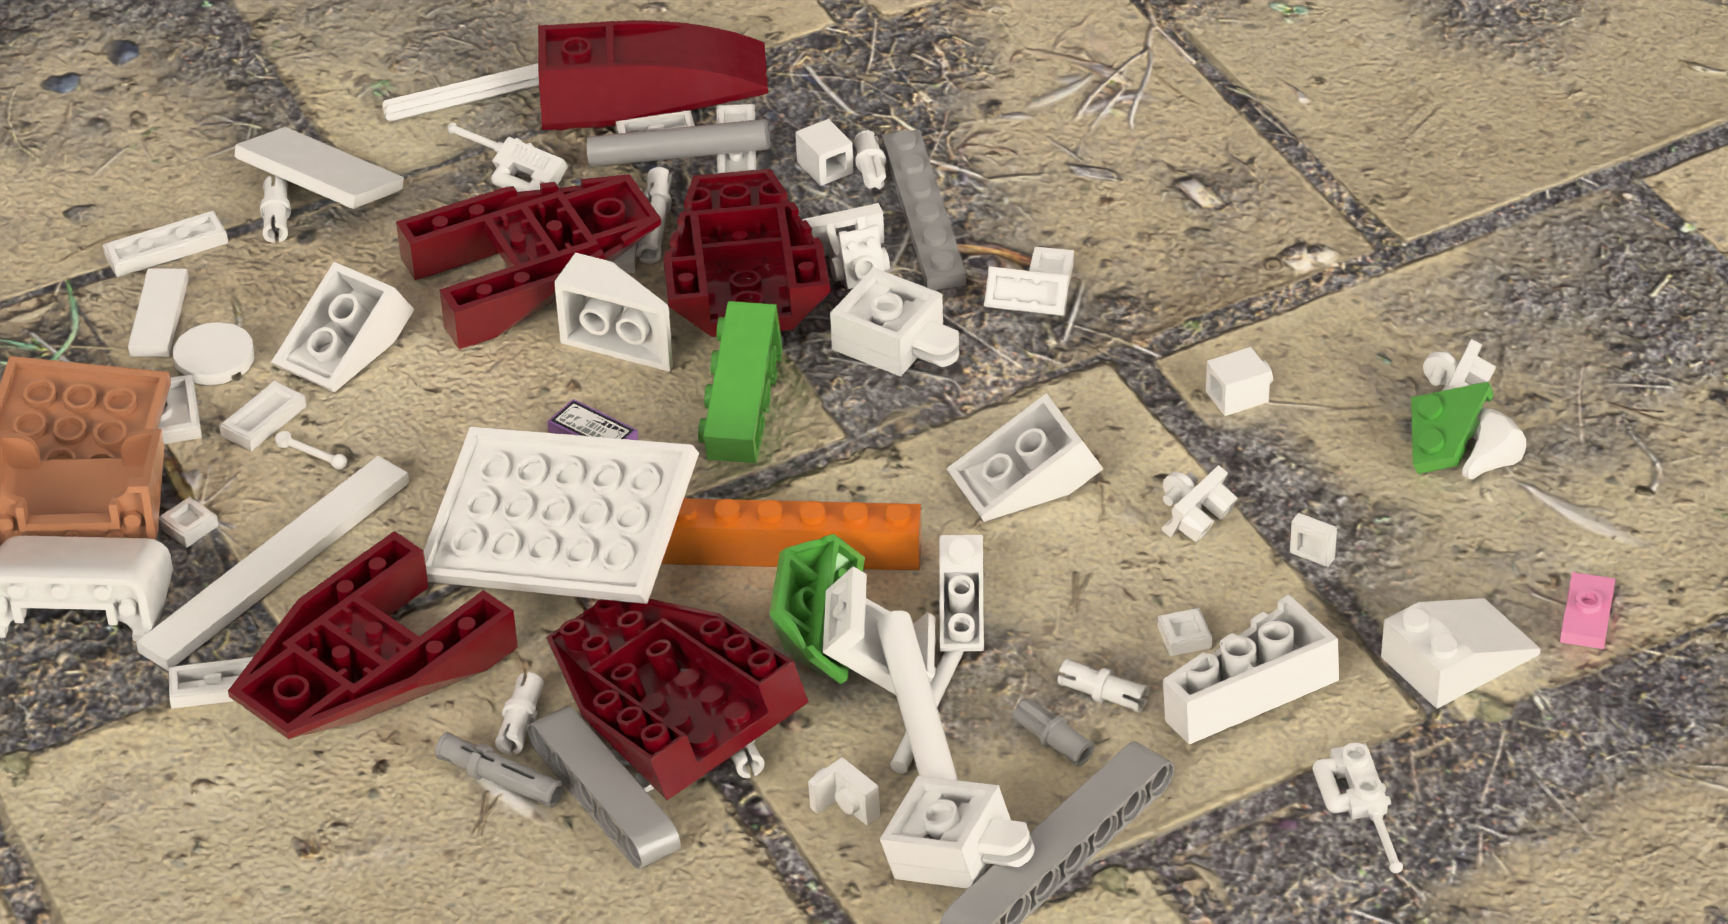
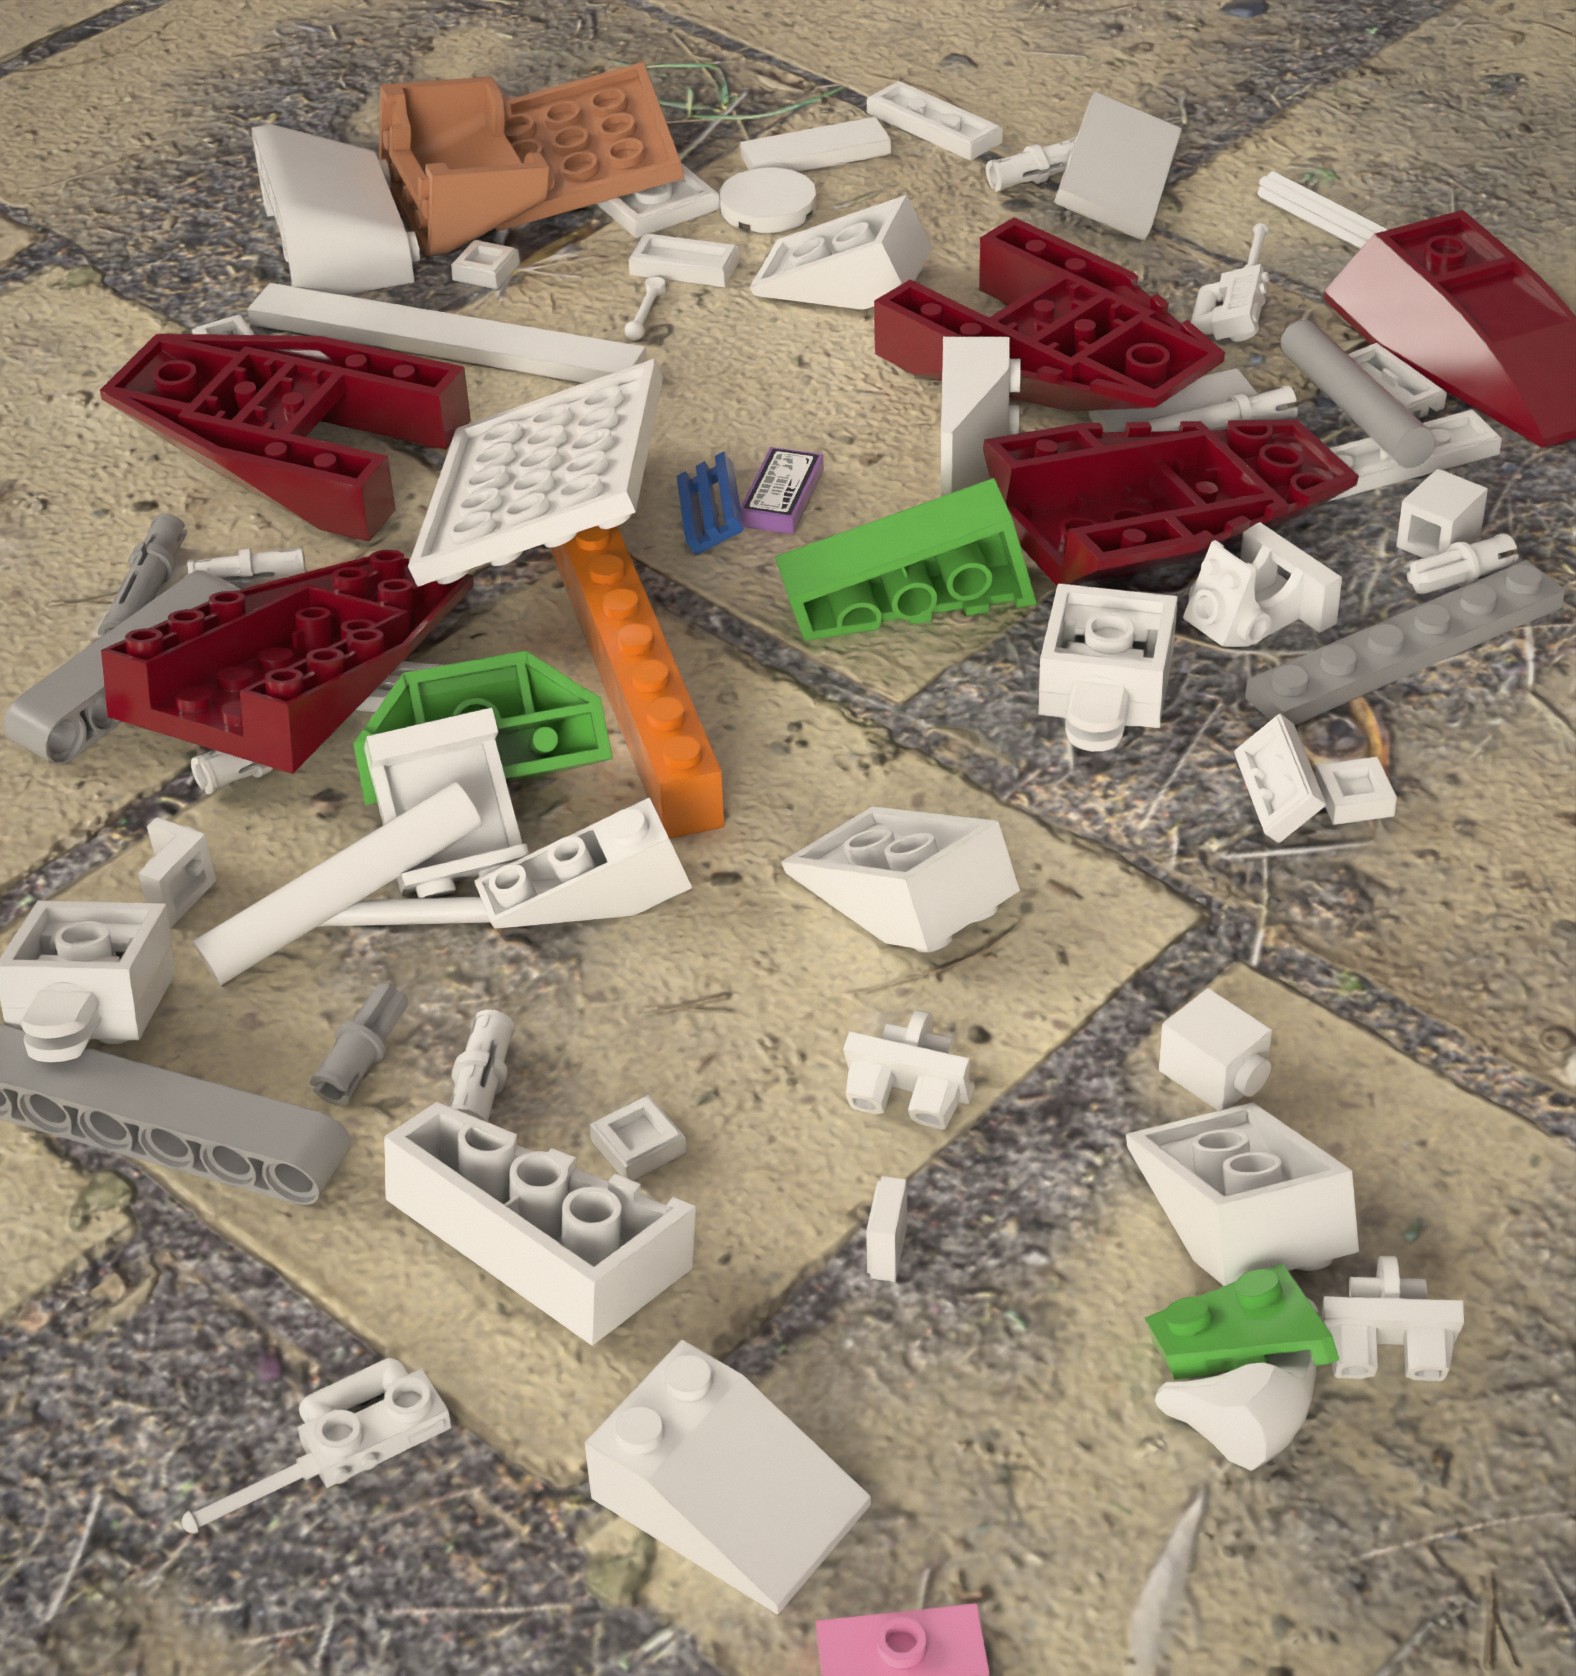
camera: 70 degrees right, 0 degrees up
(1344, 399) = (1248, 1192): none -> white slope

